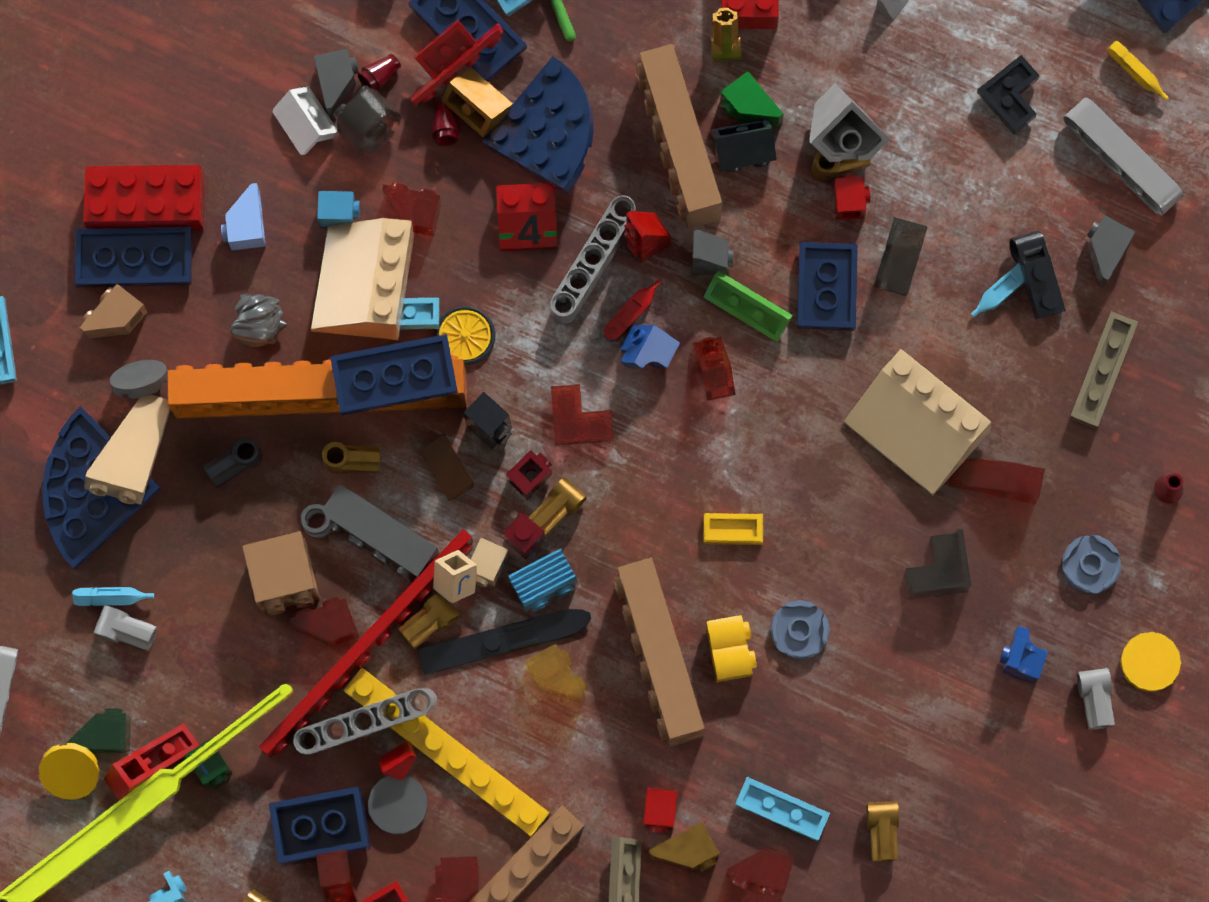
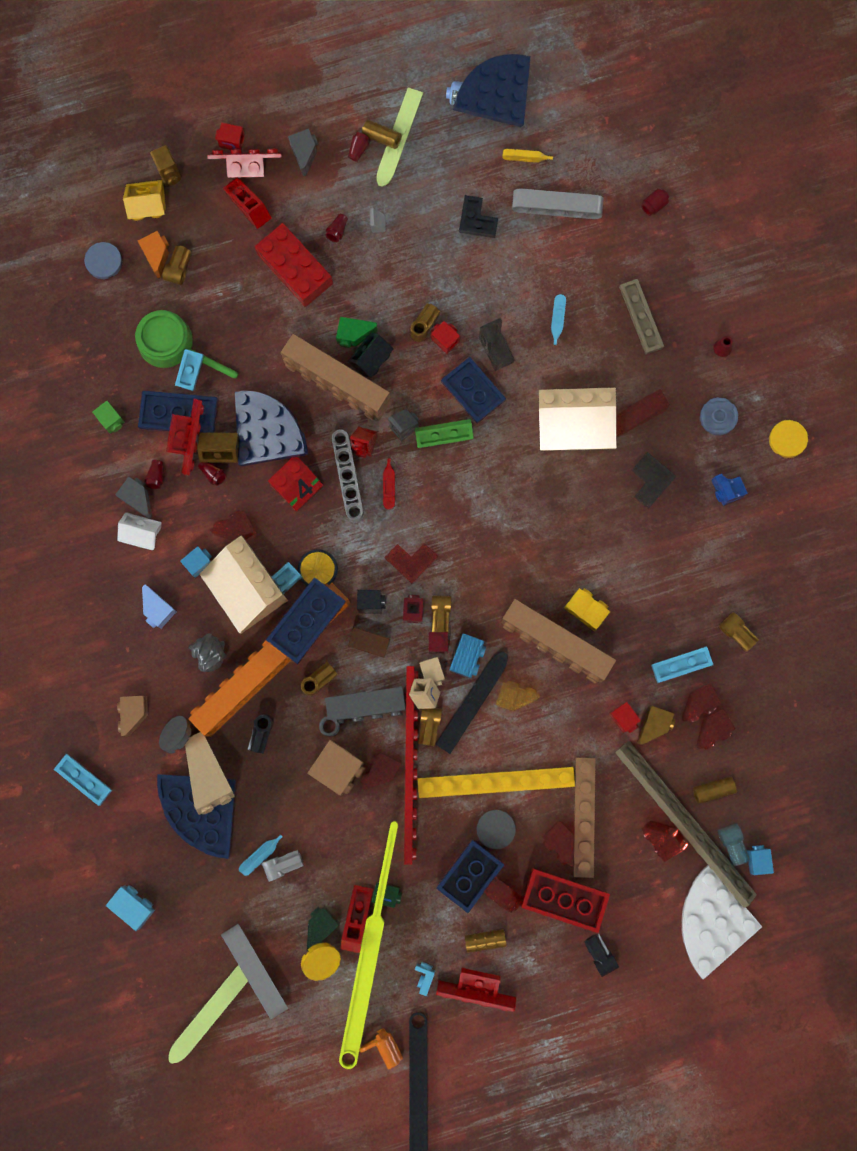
camera: 40 degrees left, 5 degrees up
(133, 256) = (114, 675): dark blue plate -> none
(144, 196) = (93, 641): red brick -> none
(351, 721) = (440, 812): light grey beam -> none
(366, 120) = (171, 504): clear smoke brick -> none
(398, 761) = (478, 808): red slope -> none
(648, 346) = (414, 496): brick -> none
(714, 368) = (455, 478): clear red slope -> none
(725, 38) = (315, 311): pearl gold piece -> none
(733, 529) = (534, 549): yellow tile -> none
(799, 630) = (611, 570): sand blue tile -> none
(843, 129) = (413, 304): light grey slope -> none
(1038, 273) = (569, 296): black plate -> none
(1095, 690) = (775, 475): light grey piece -> none
(1107, 247) = (590, 255): dark grey slope -> none

